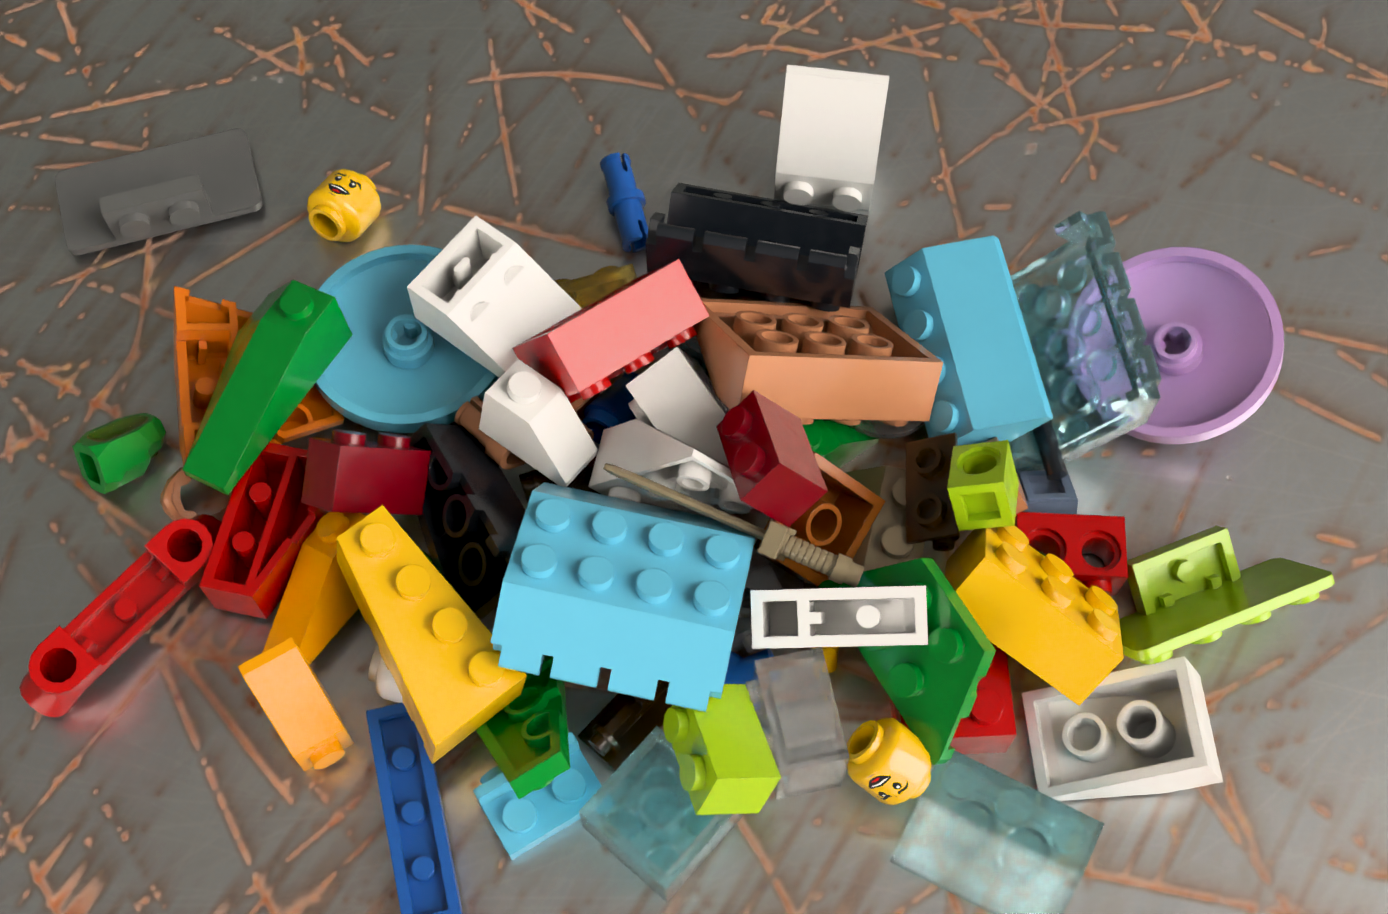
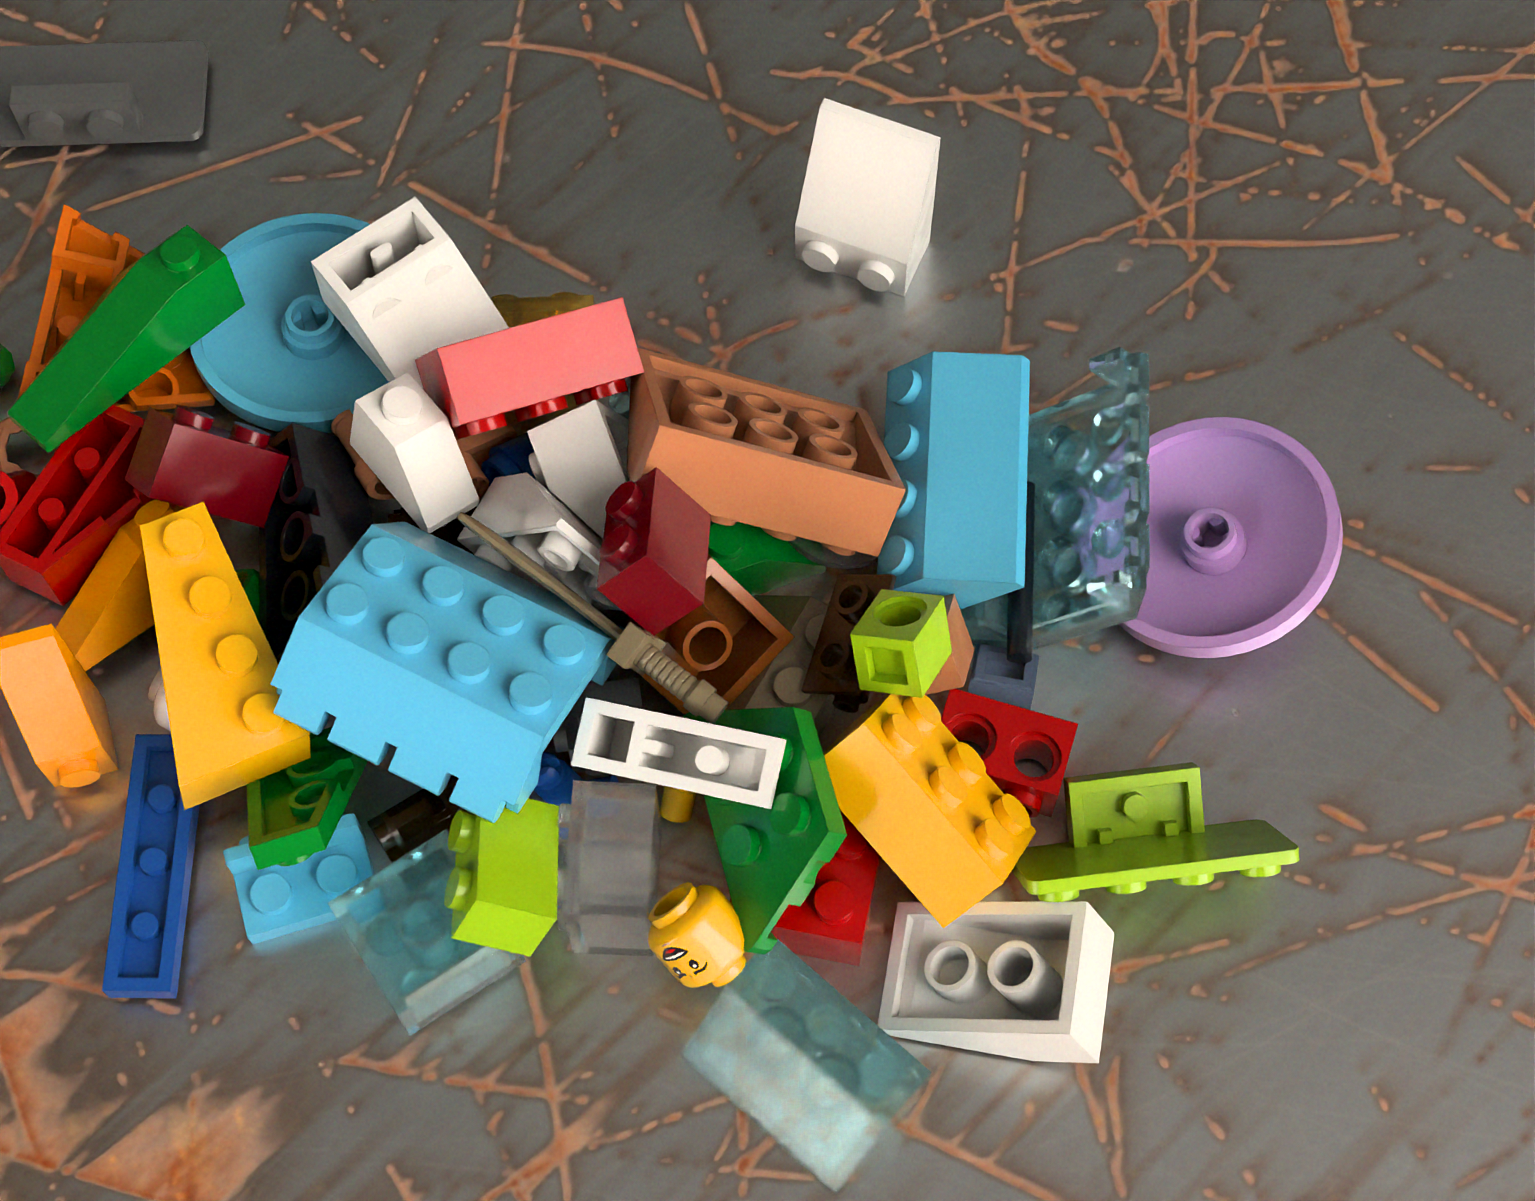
camera: 15 degrees right, 0 degrees up
(343, 206) = (289, 155): yellow head -> none
(625, 201) = (615, 223): blue pin -> none
(760, 245) = (749, 307): black slope -> none

